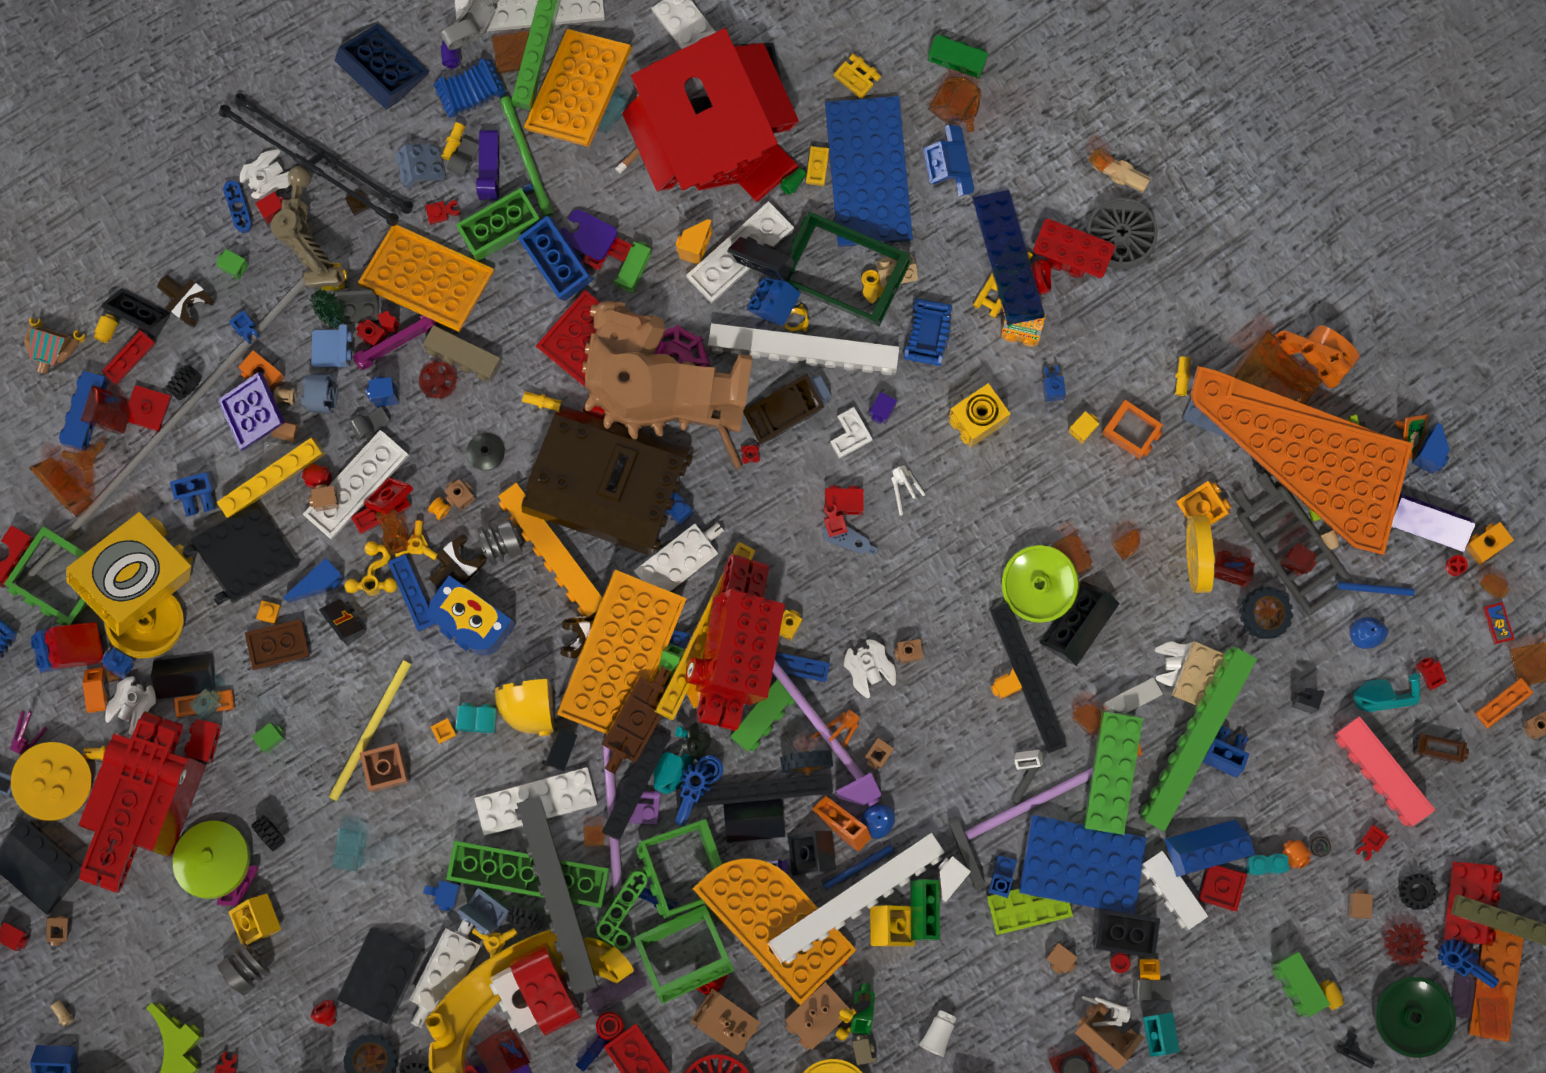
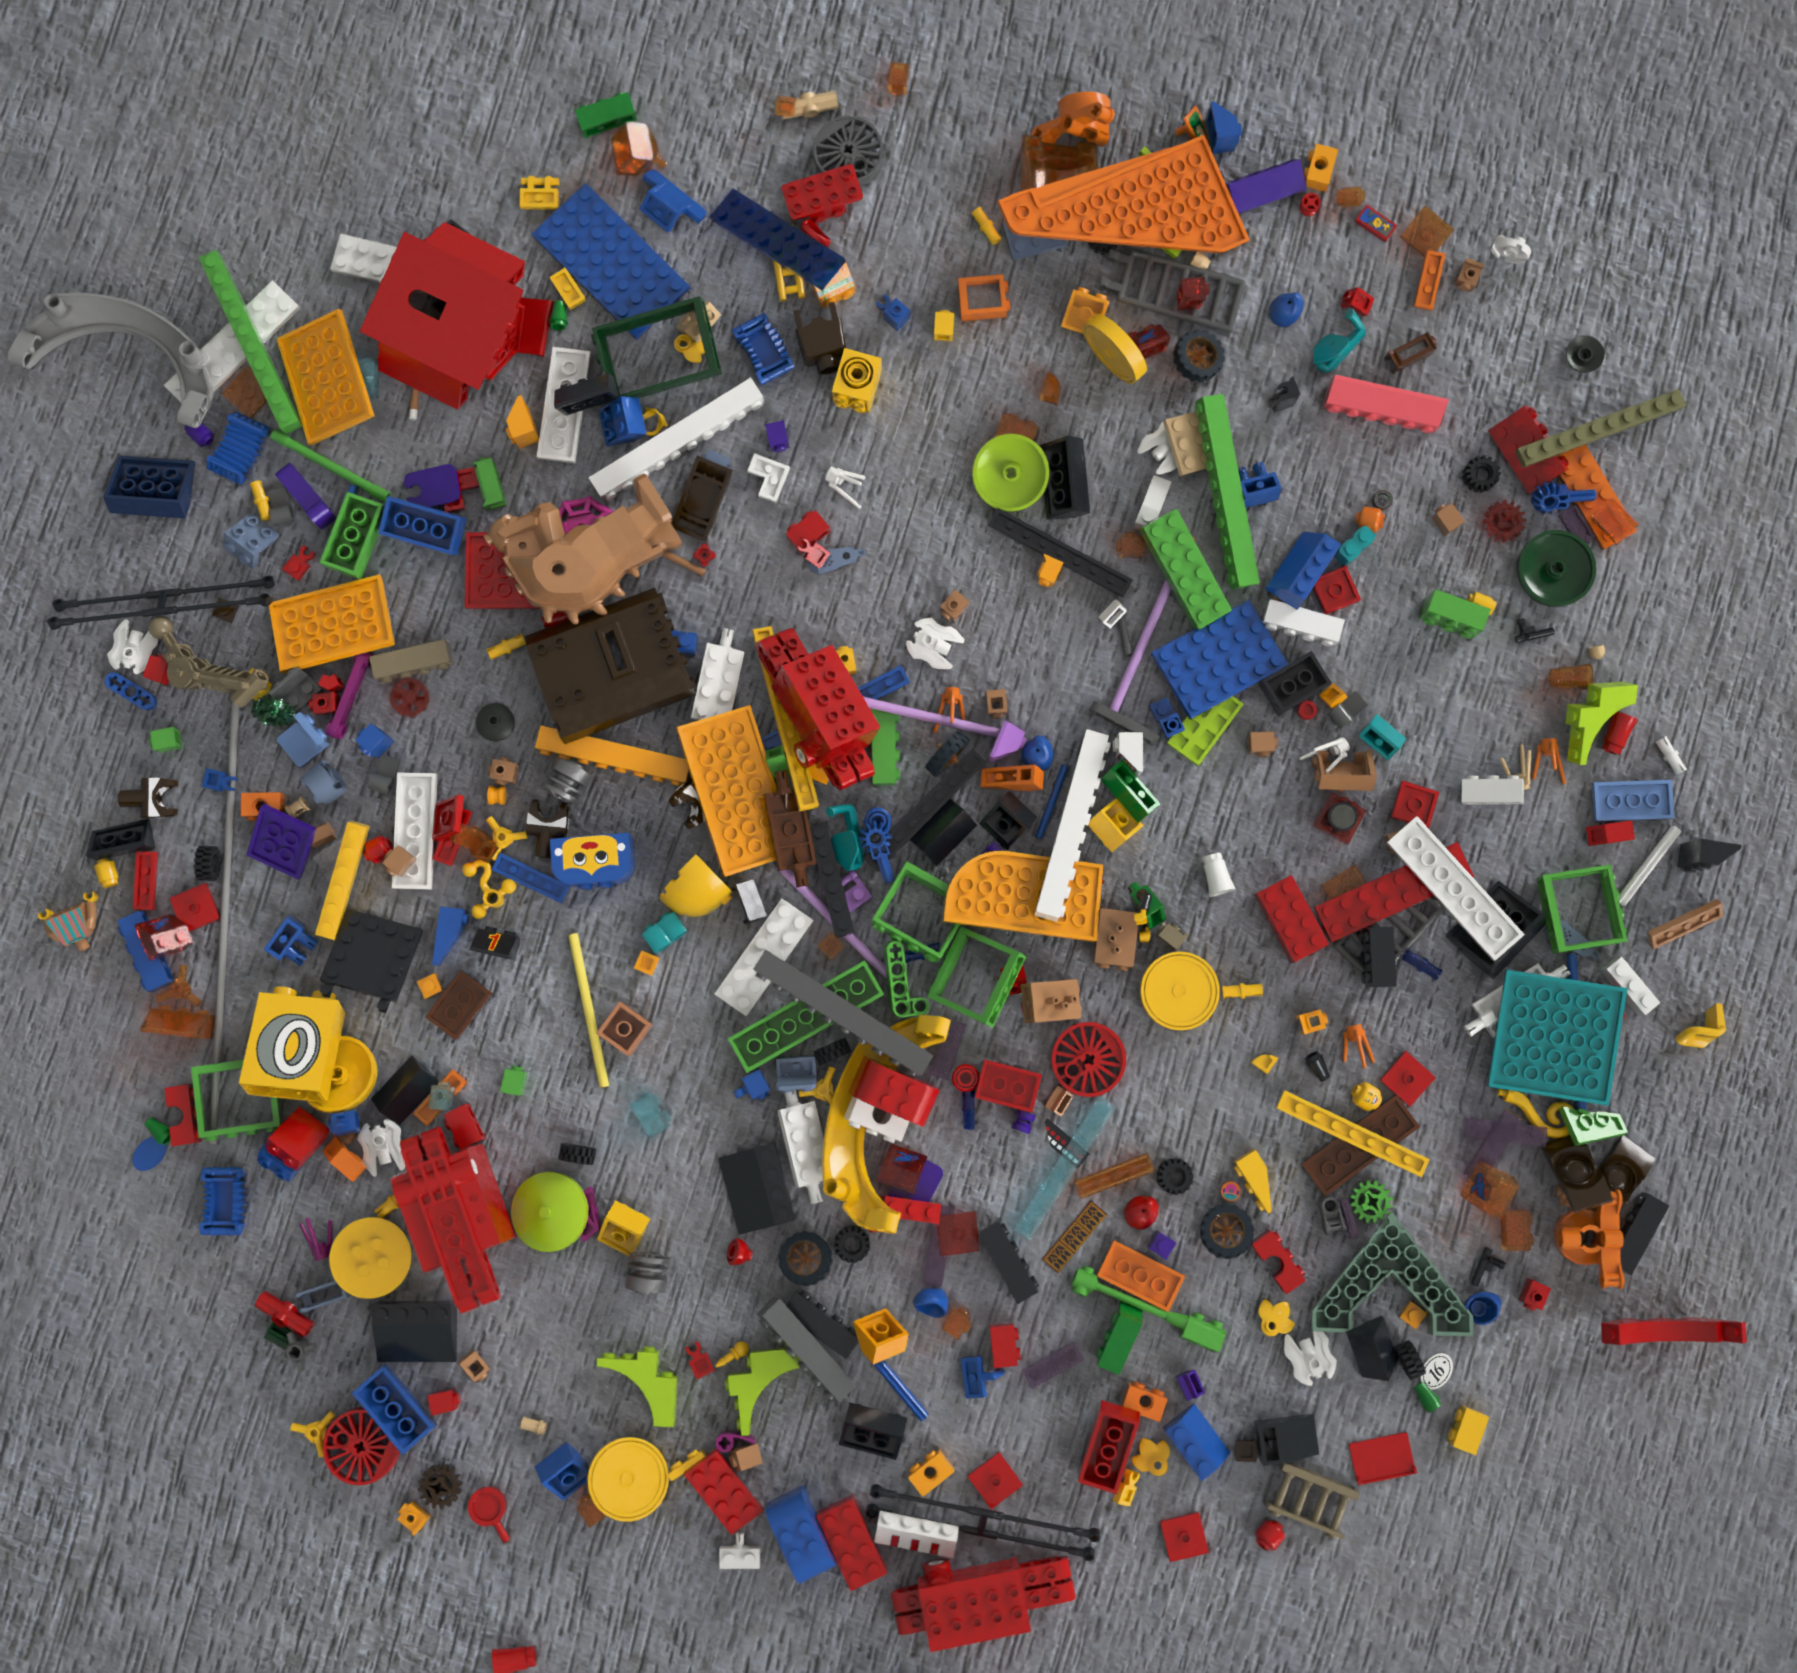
camera: 40 degrees left, 5 degrees up
(696, 742) = (850, 809): pearl dark grey plate -> none
(977, 363) = (821, 341): none -> dark brown piece
(1209, 207) = (898, 78): none -> clear orange brick
(1373, 840) = (1417, 462): red plate -> none
(1375, 588) = (1264, 271): blue bar -> none

